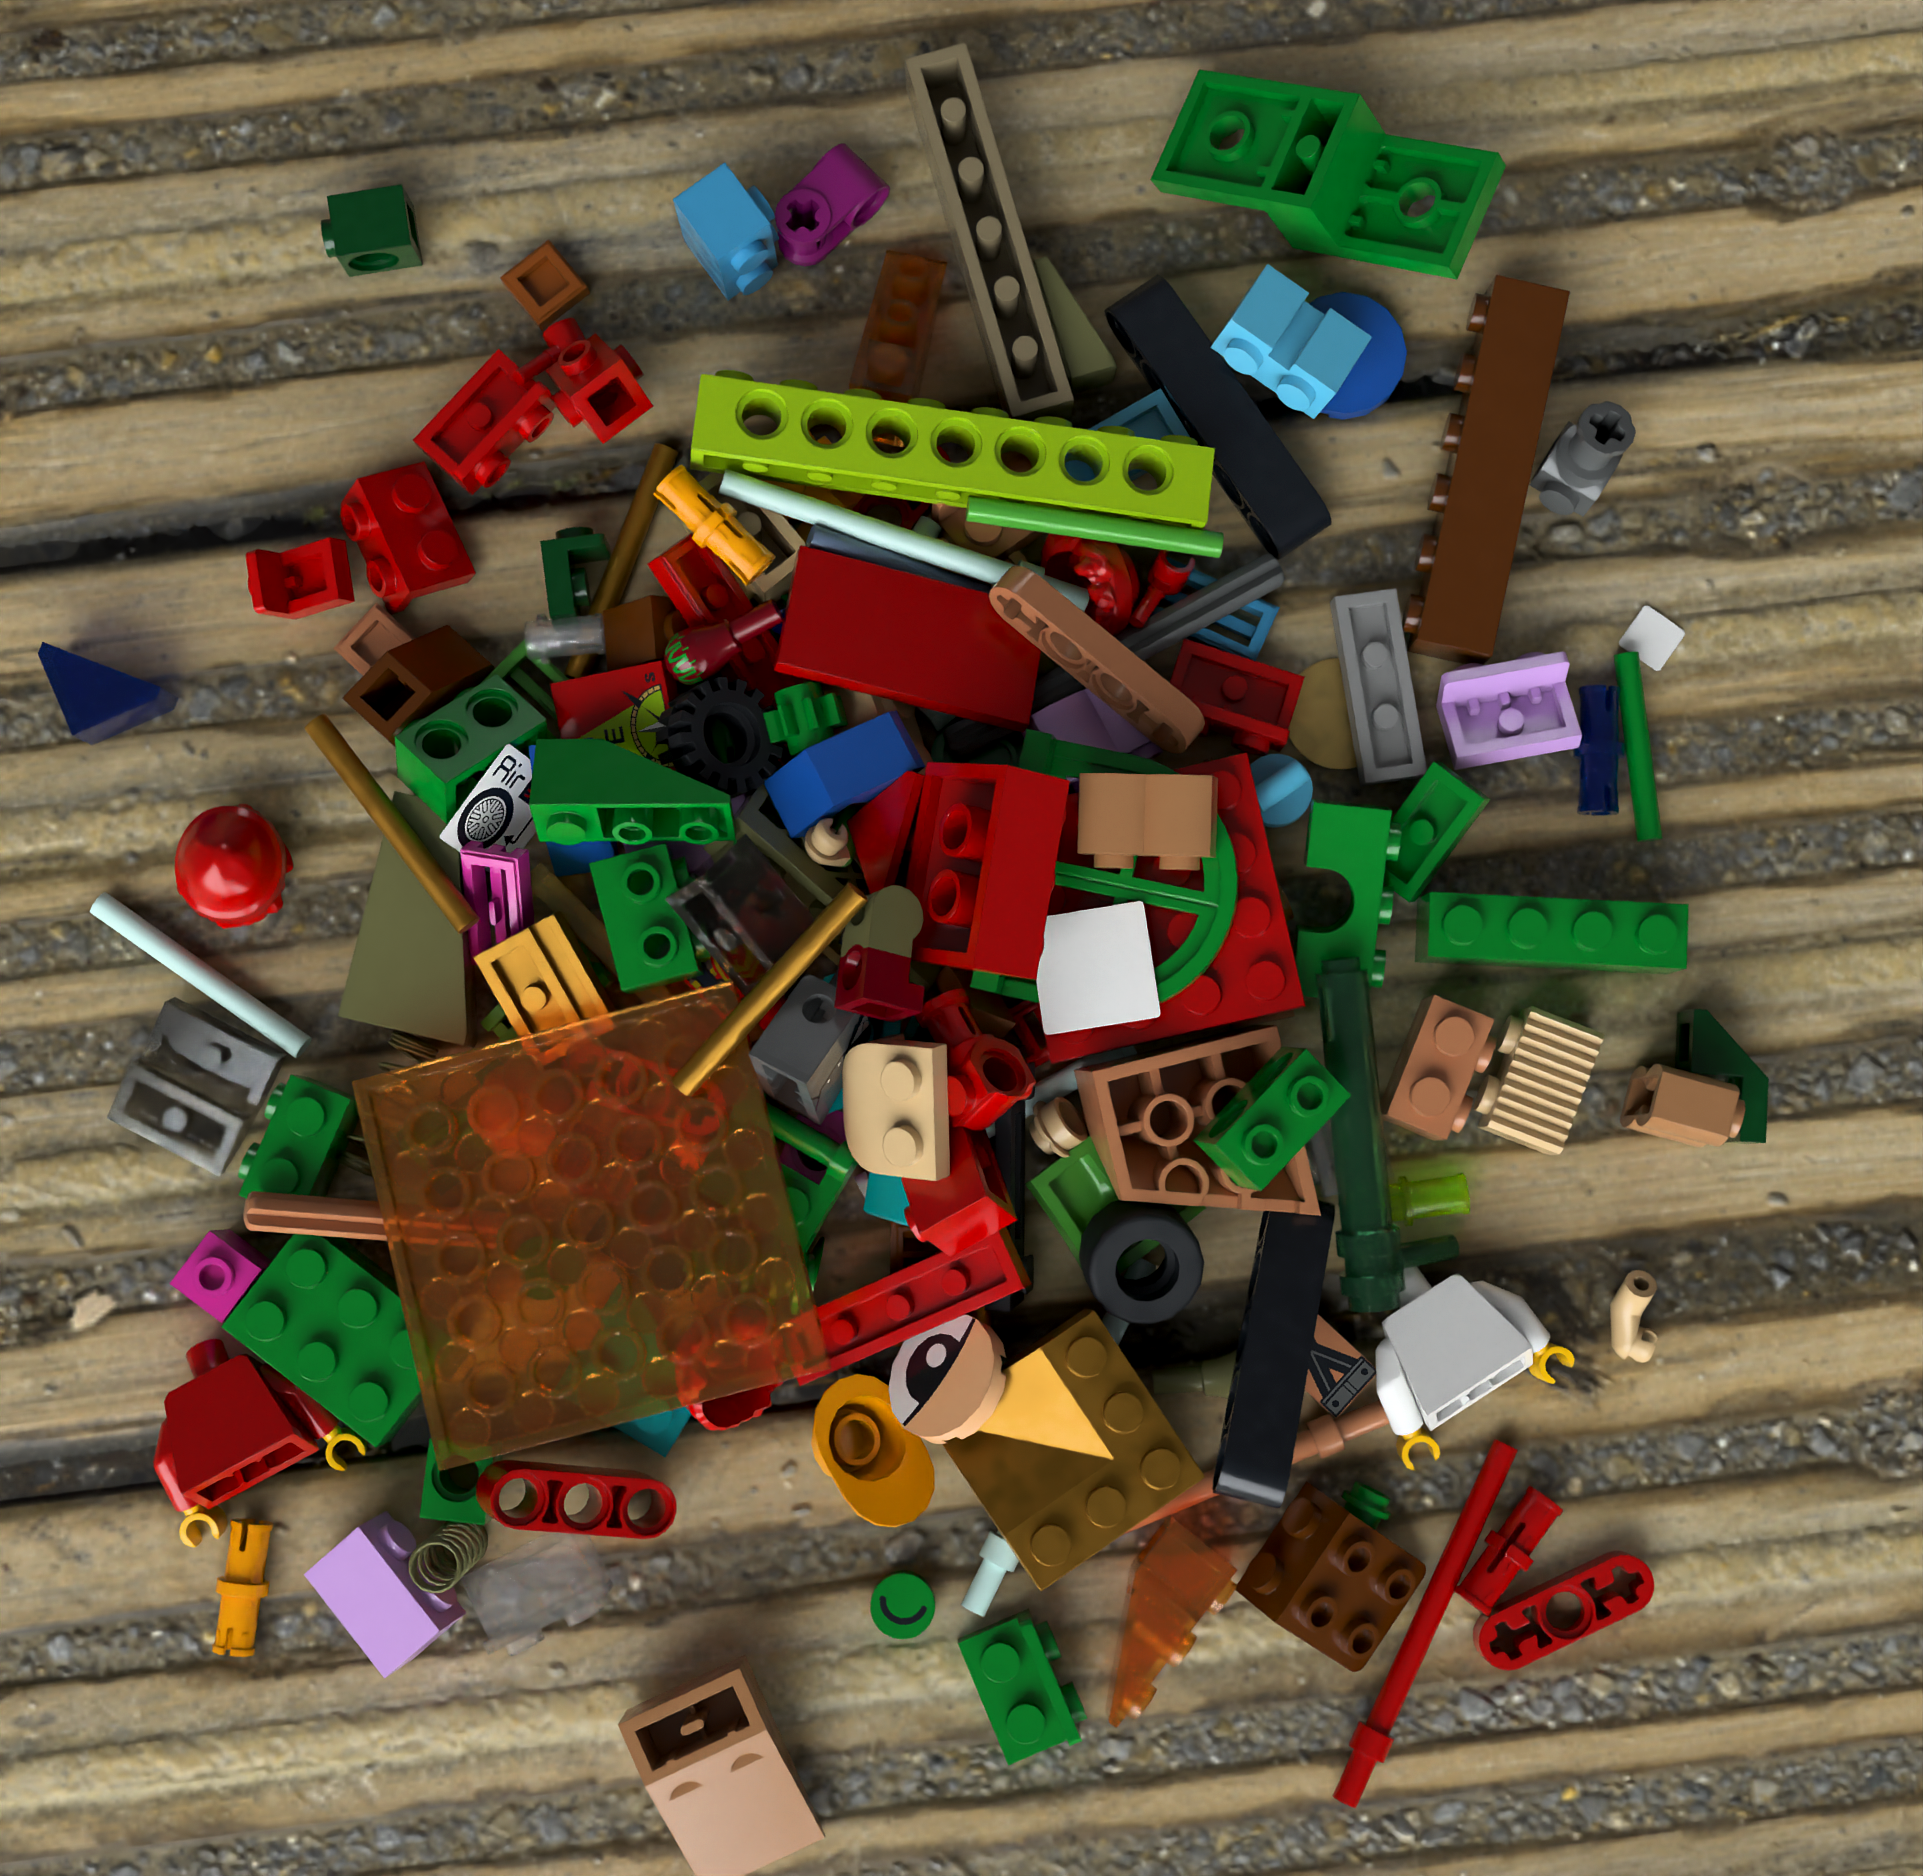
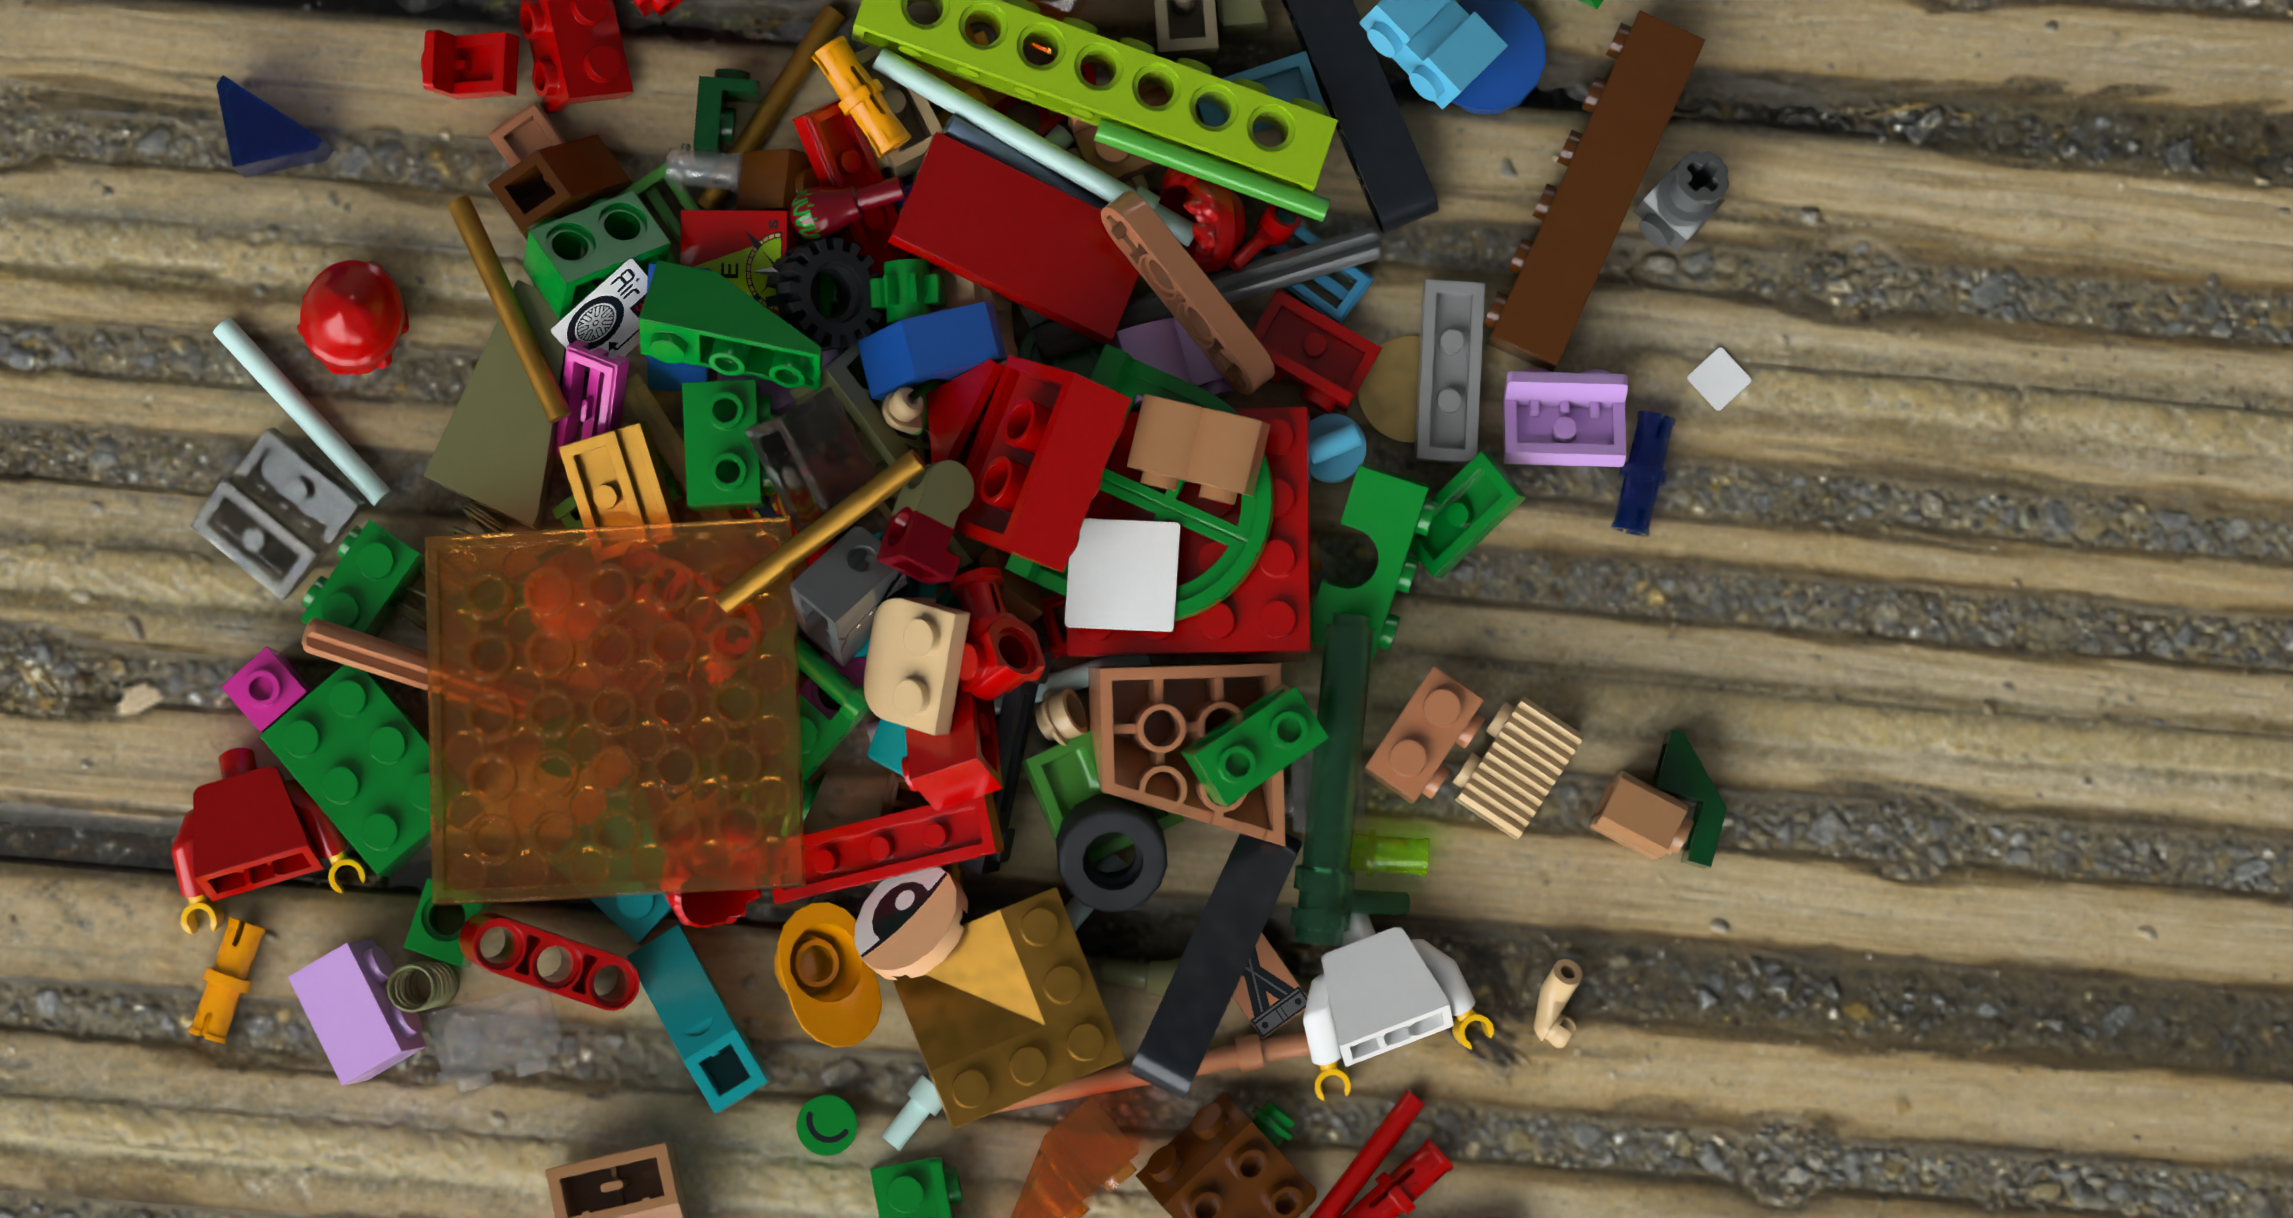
camera: 15 degrees right, 0 degrees up
(747, 1527) = (699, 1020): none -> teal slope
(1551, 933) = (1558, 633): green brick -> none
(1637, 747) = (1681, 478): green bar -> none

